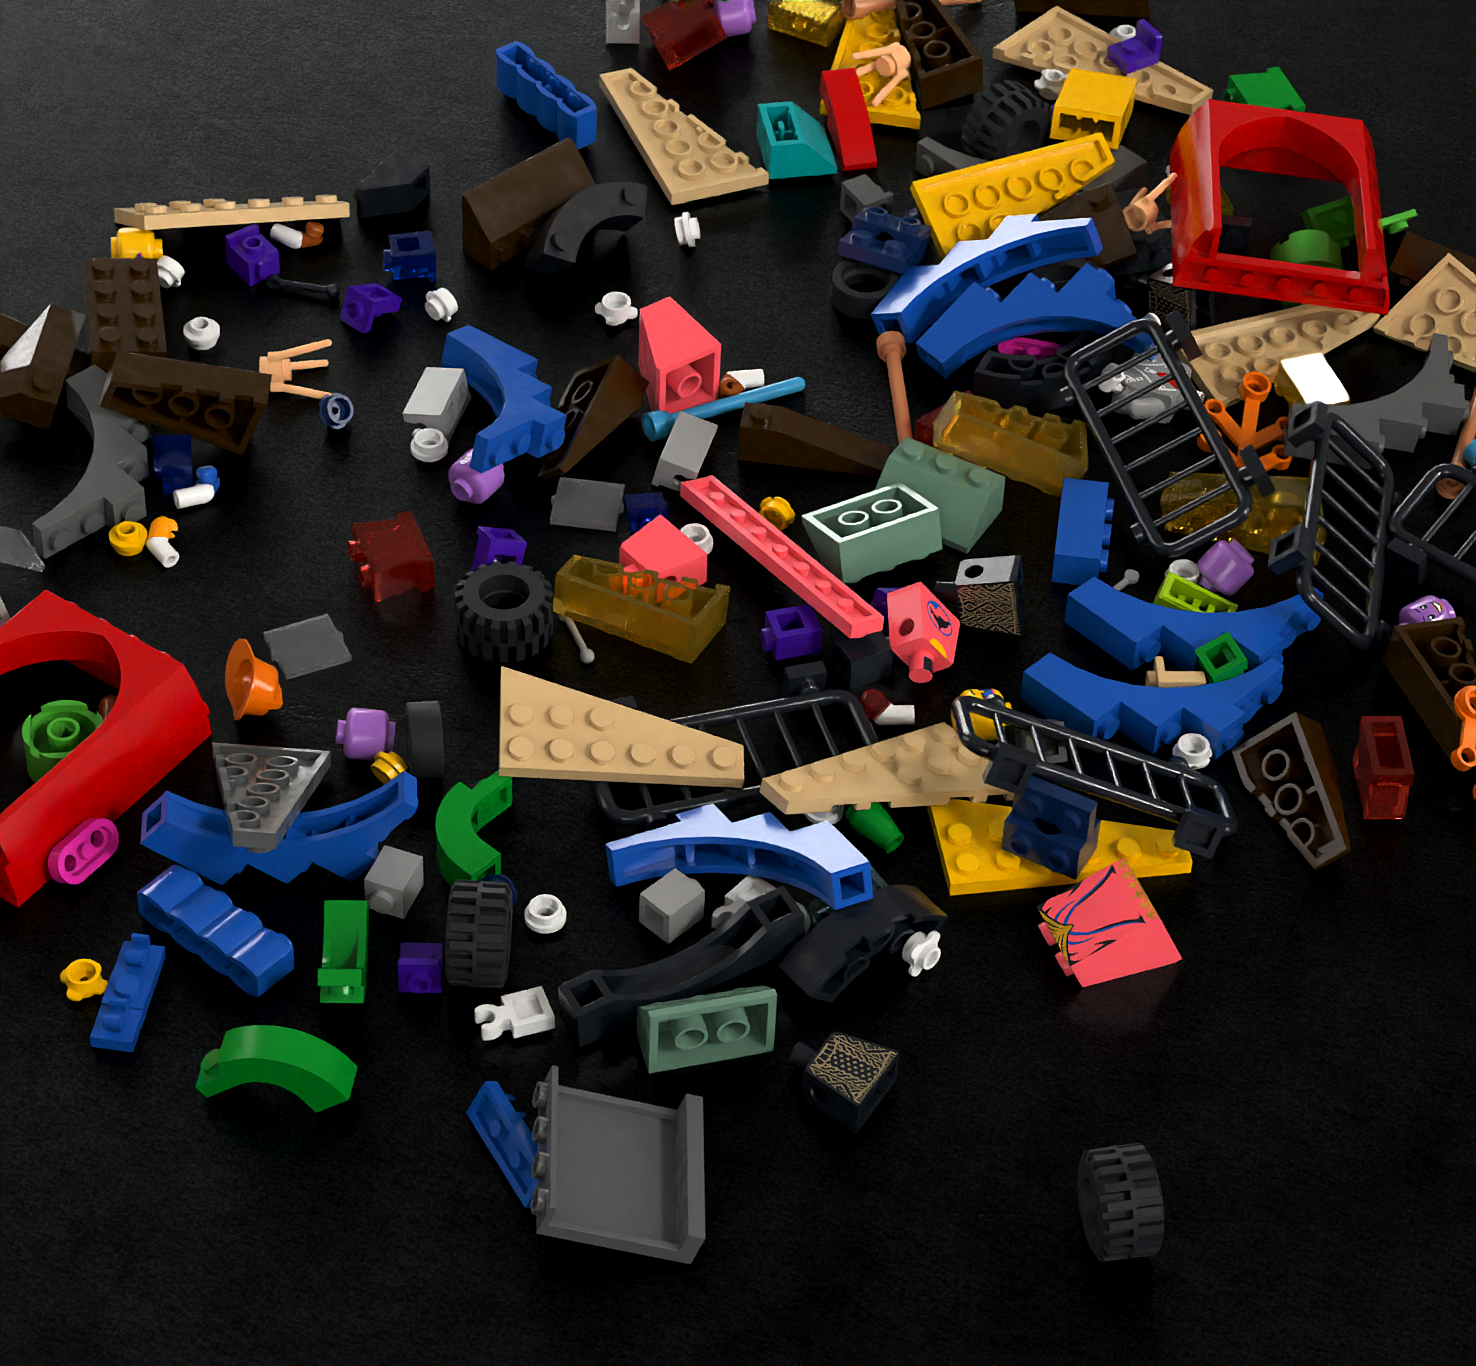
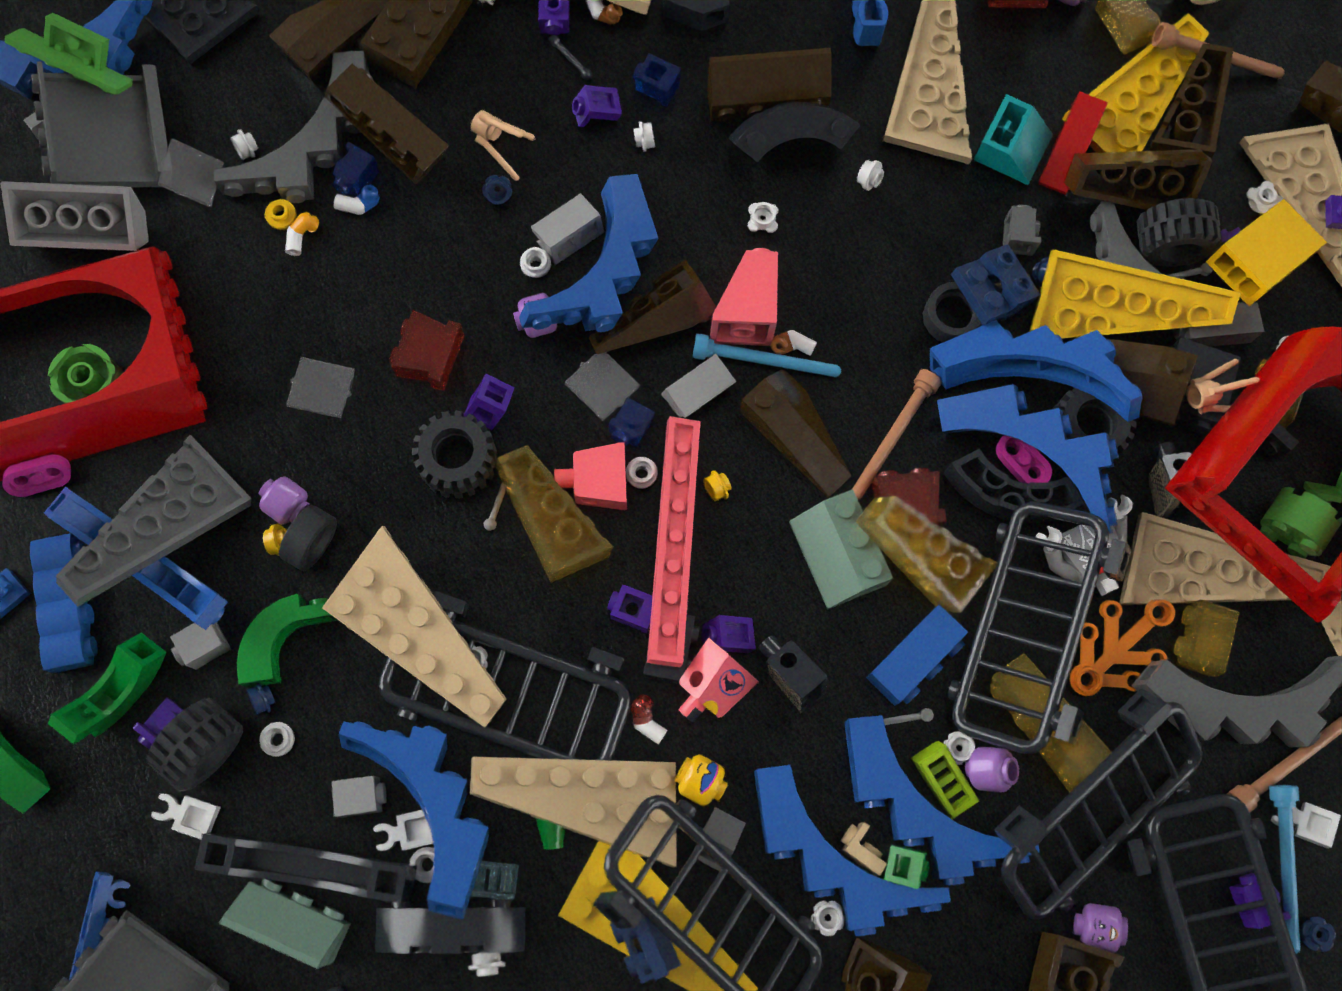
camera: 35 degrees right, 30 degrees up
(32, 503) = (244, 144): none -> white plate
(201, 333) = (469, 65): white plate -> none
(251, 682) = (249, 411): orange piece -> none
(874, 532) = (764, 555): sand green slope -> none
(891, 62) = (1144, 108): light nougat plant -> none
(930, 110) = (1139, 177): none -> dark brown wedge

